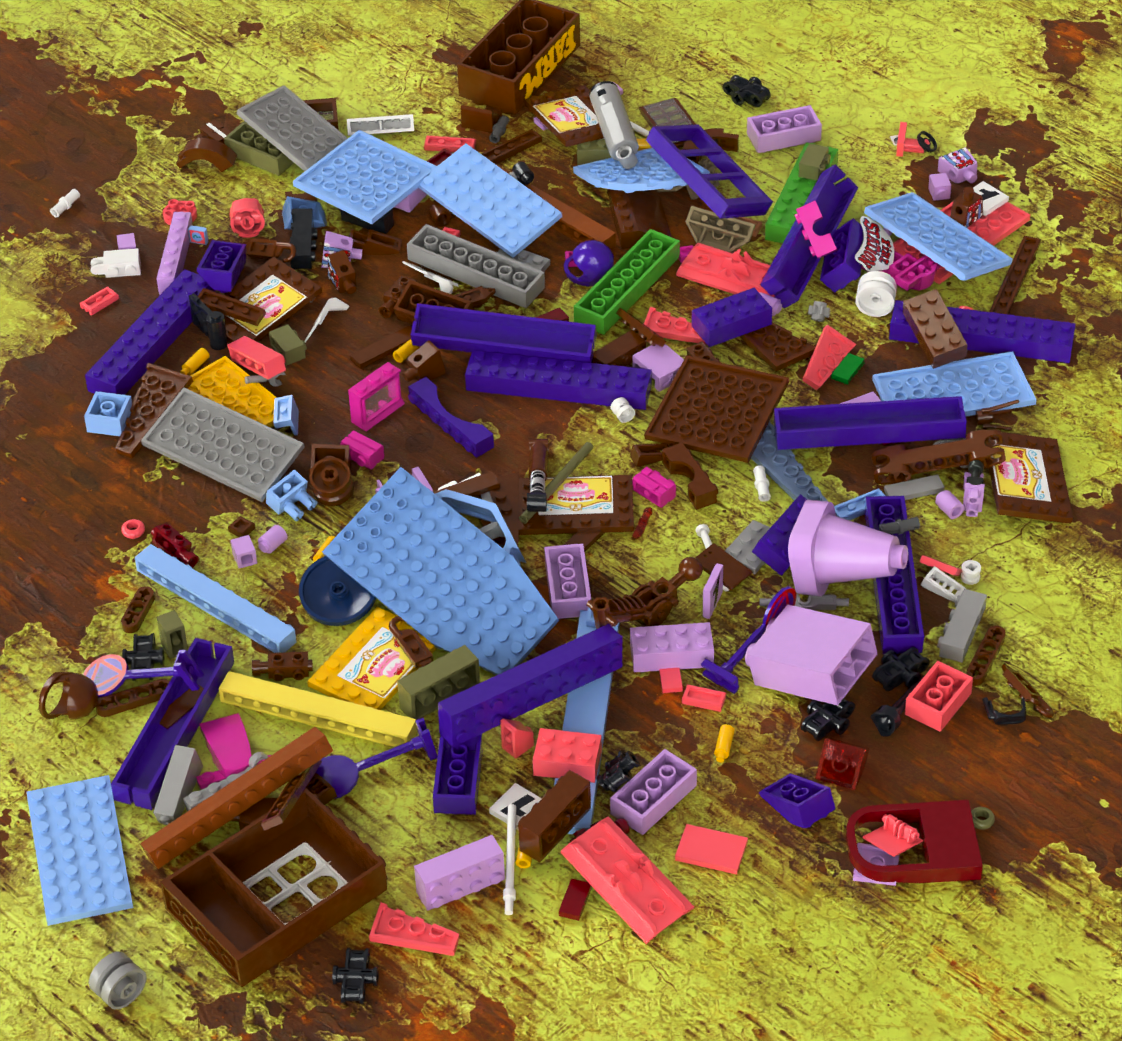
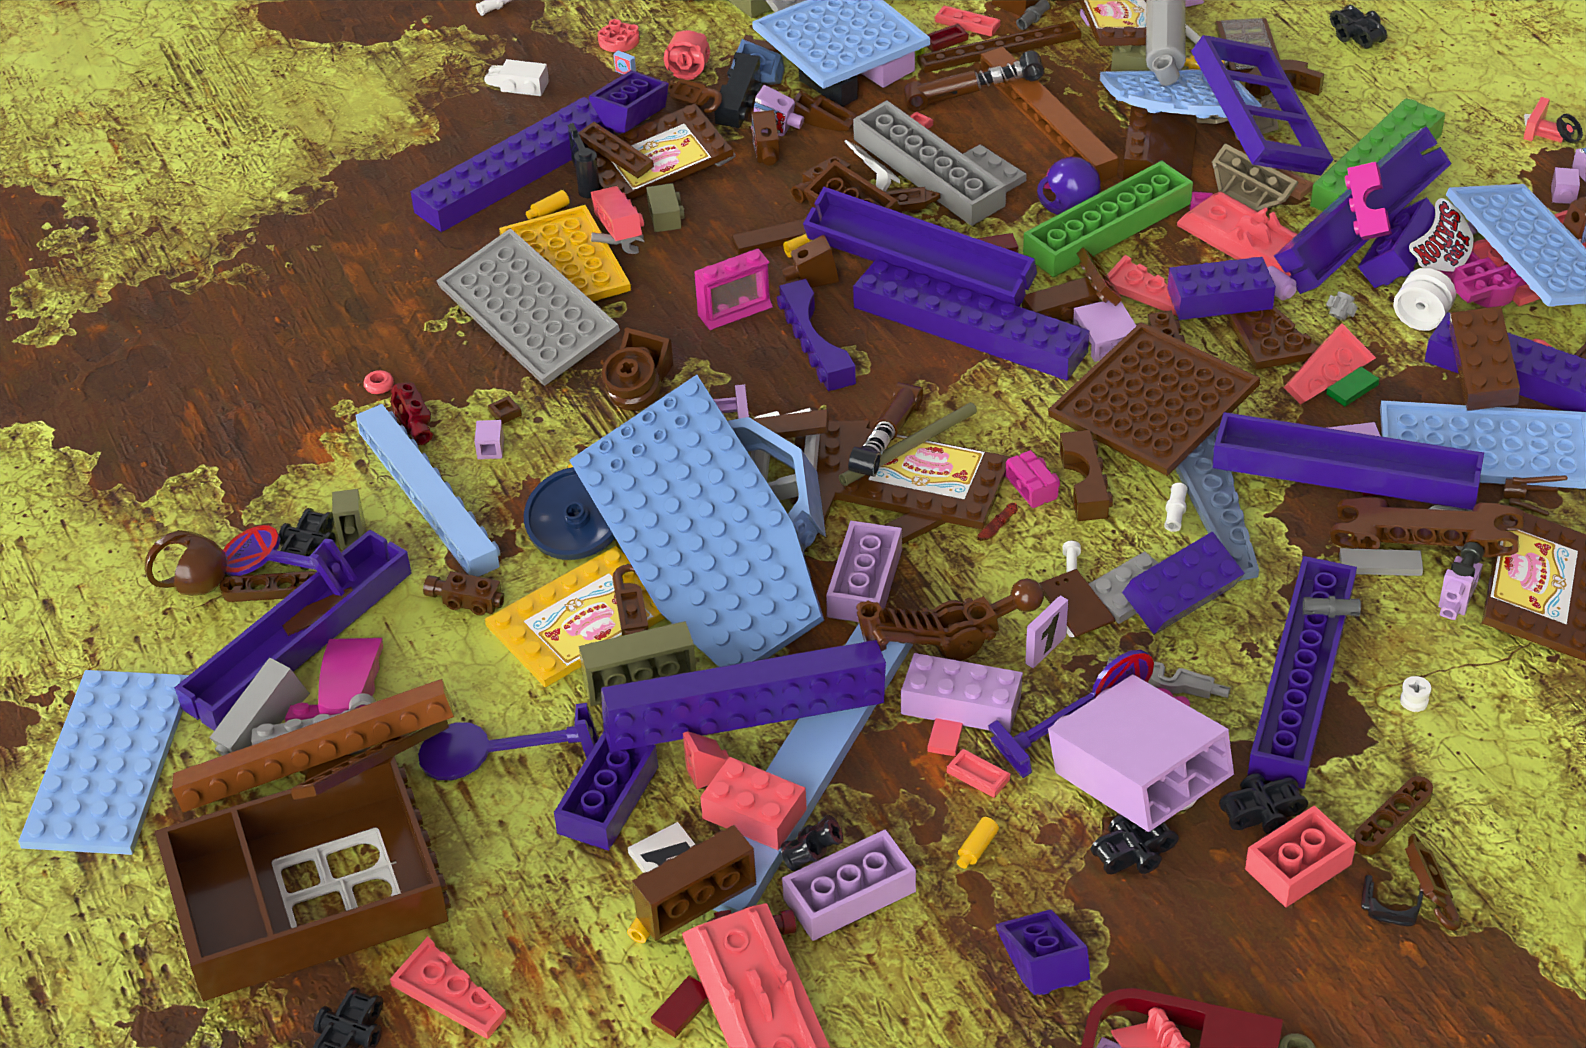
camera: 20 degrees right, 0 degrees up
(99, 300) = (479, 114): coral tile -> none
(108, 413) = (417, 242): light blue brick -> none
(117, 980) = (48, 947): light grey wheel -> none
(126, 241) = (539, 54): lavender brick -> none
(137, 602) = (345, 468): reddish brown beam -> none
(153, 397) = (470, 236): reddish brown wing -> none
(175, 250) = (589, 73): lavender brick -> none
(272, 539) = (530, 432): lavender brick -> none
(286, 413) = (622, 287): light blue panel -> none
(288, 491) = (574, 380): light blue brick -> none
(317, 710) = (475, 657): light yellow brick -> none
(327, 794) = (425, 762): reddish brown slope -> none
(332, 304) = (739, 172): white piece -> none
(364, 450) = (691, 350): dark pink brick -> none
(459, 872) = (541, 925): lavender brick -> none
(490, 200) = (978, 89): light blue plate -> none
(509, 892) = (599, 971): white bar -> none
(622, 409) = (1034, 373): white wheel -> none
(647, 453) = (1042, 434): reddish brown slope -> none
(711, 849) = (896, 987): coral tile -> none
(784, 129) = (1386, 78): lavender brick -> none
(814, 161) = (1403, 119): olive brick -> none
(837, 550) = (1222, 615): lavender cone -> none
(841, 763) = (1126, 914): clear red slope -> none
(856, 506) = (1287, 567): light blue tile -> none
(887, 717) = (1216, 868): black piece -> none
(940, 565) = (1375, 674): coral tile -> none
(943, 578) = (1369, 689): white slope -> none
(949, 504) = (1421, 594): lavender brick -> none
(962, 625) = (1374, 765): light grey brick -> none

